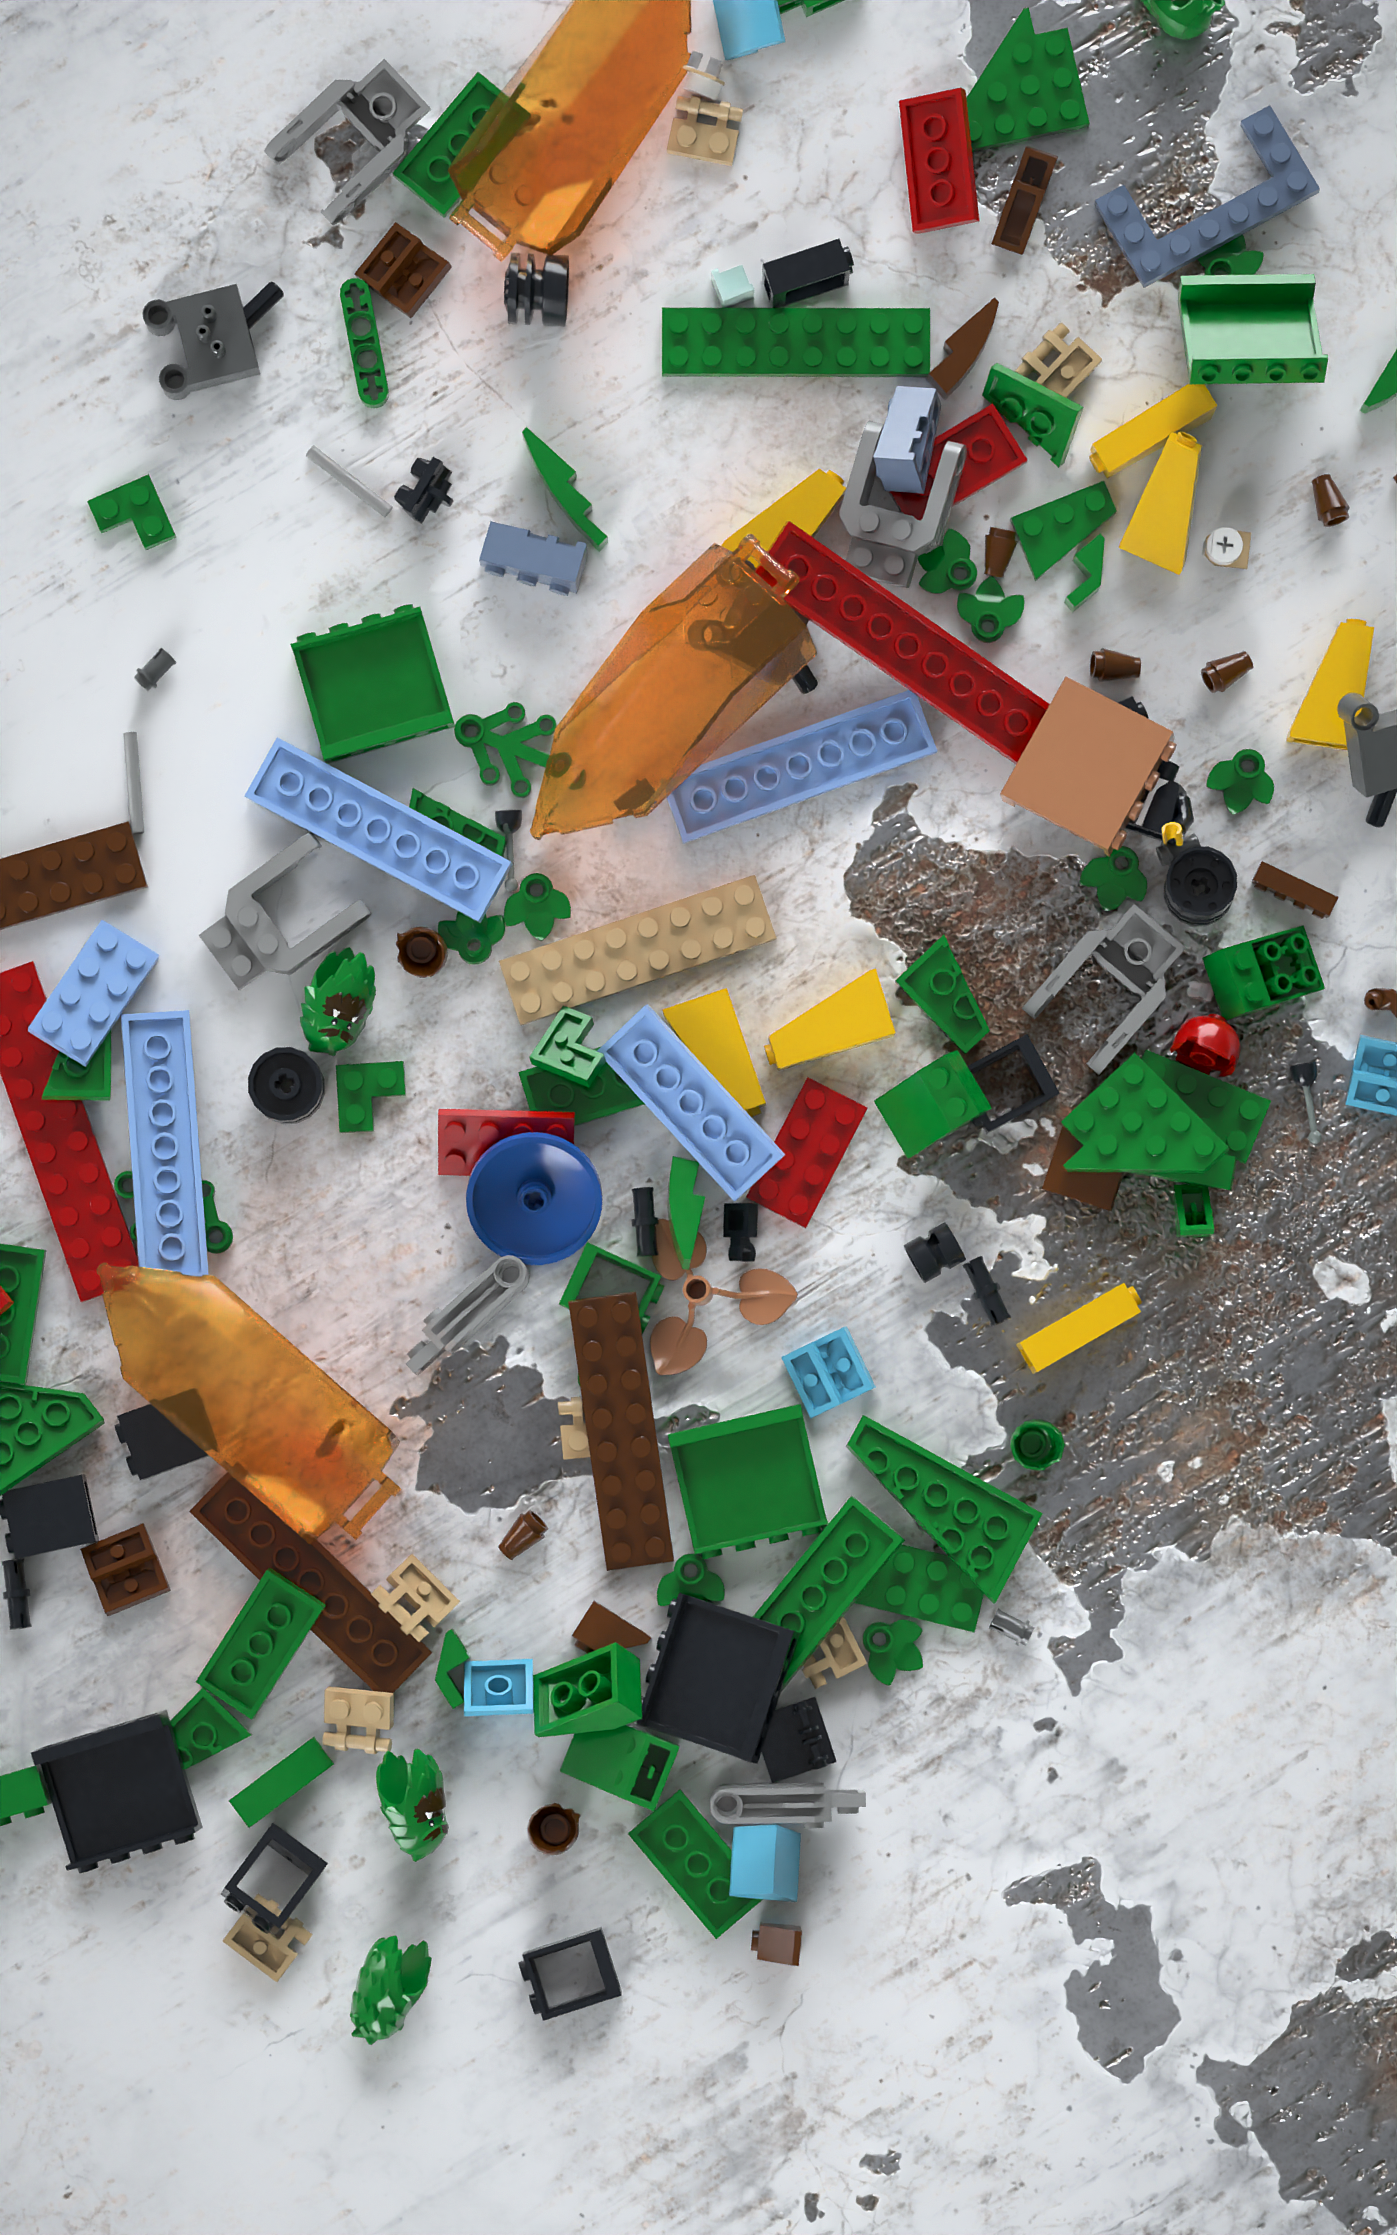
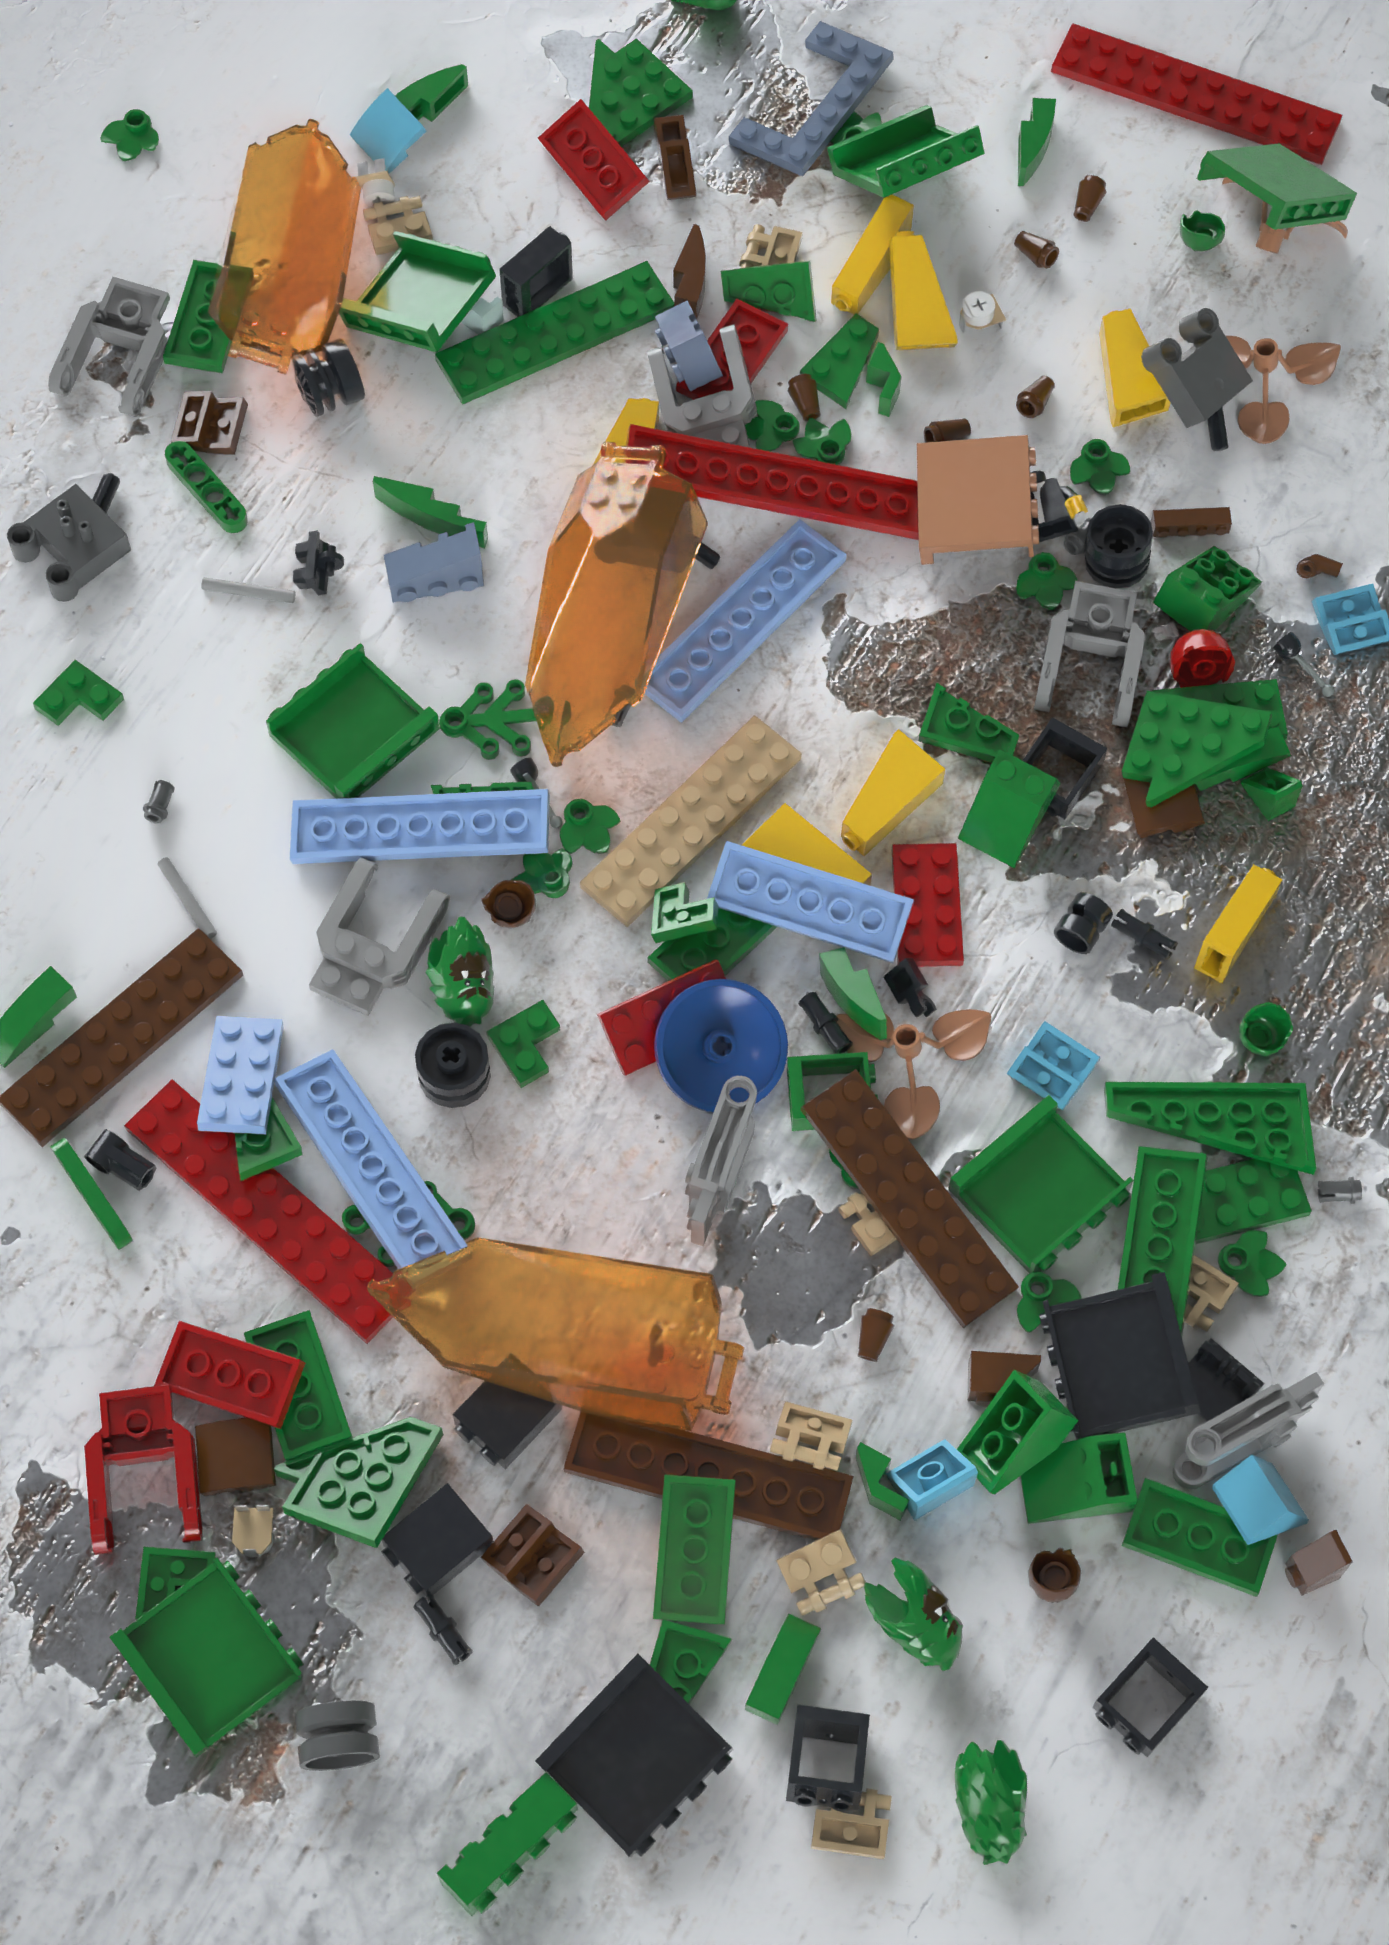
camera: 30 degrees left, 20 degrees down
(678, 237) = (420, 293): none -> green panel

